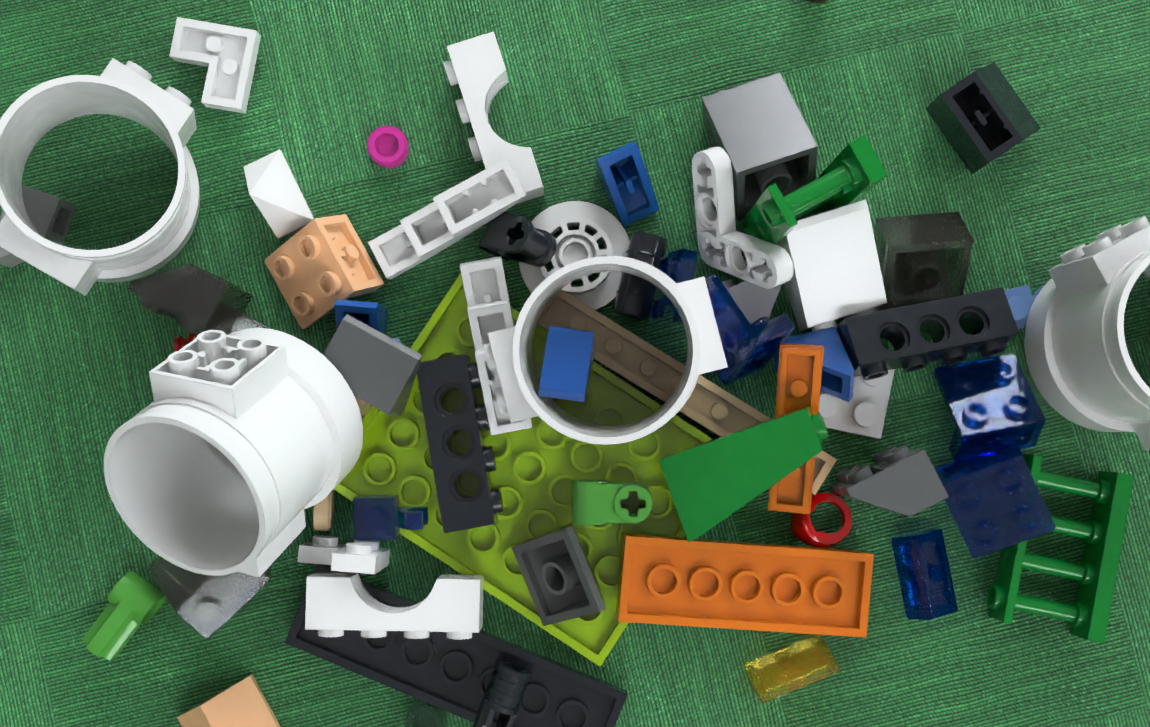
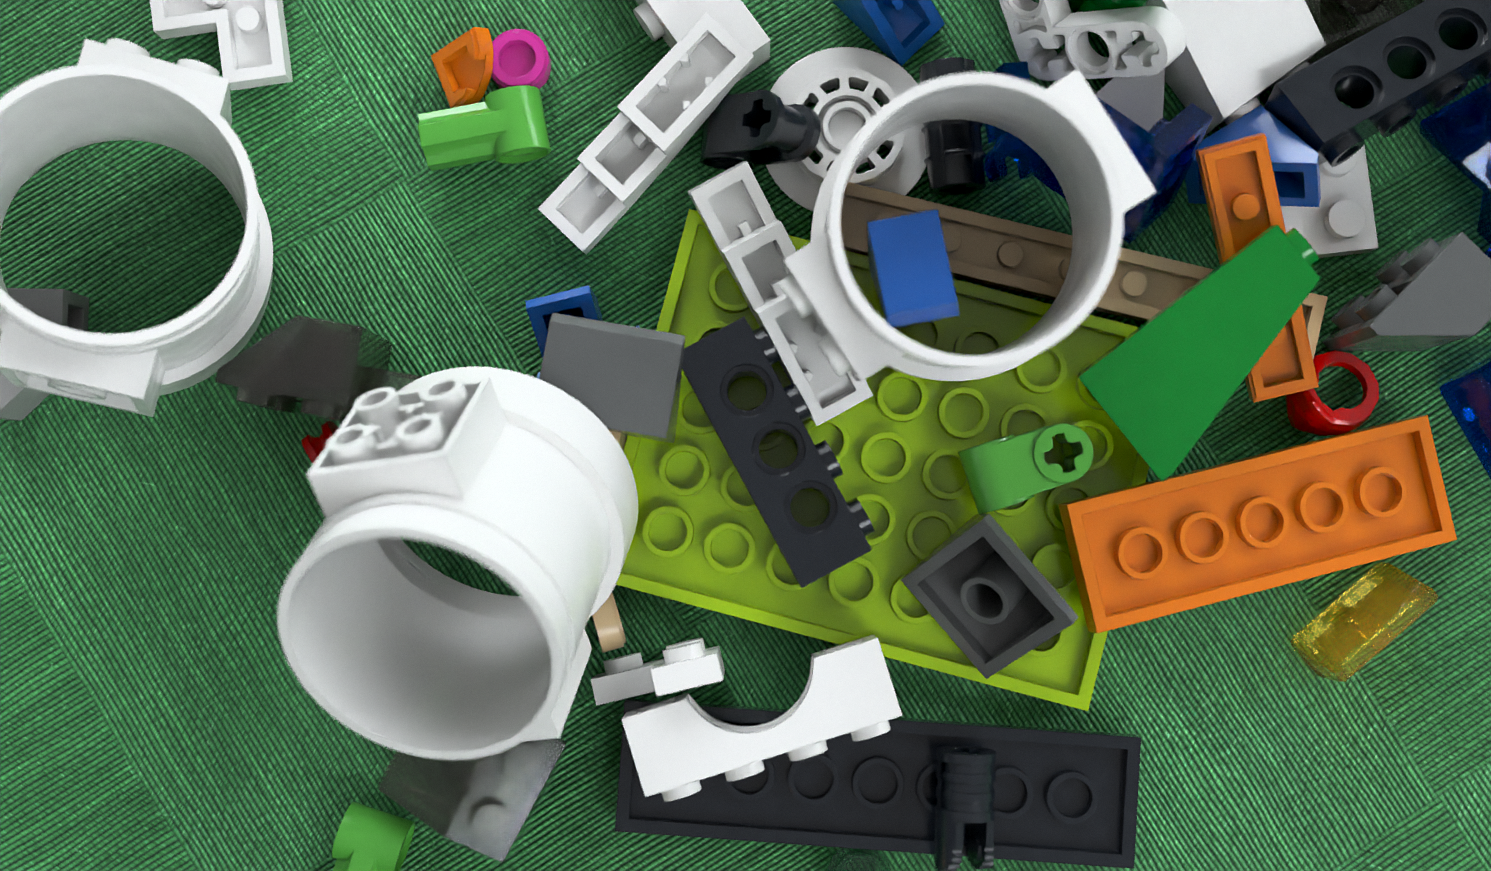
camera: 20 degrees left, 0 degrees up
(277, 194) = (382, 183): white slope -> none
(322, 266) = (481, 268): light nougat bracket -> none
(353, 141) = (465, 67): none -> orange tile
(364, 185) = (502, 128): none -> bright green piece
(381, 517) = (696, 600): clear blue plate -> none

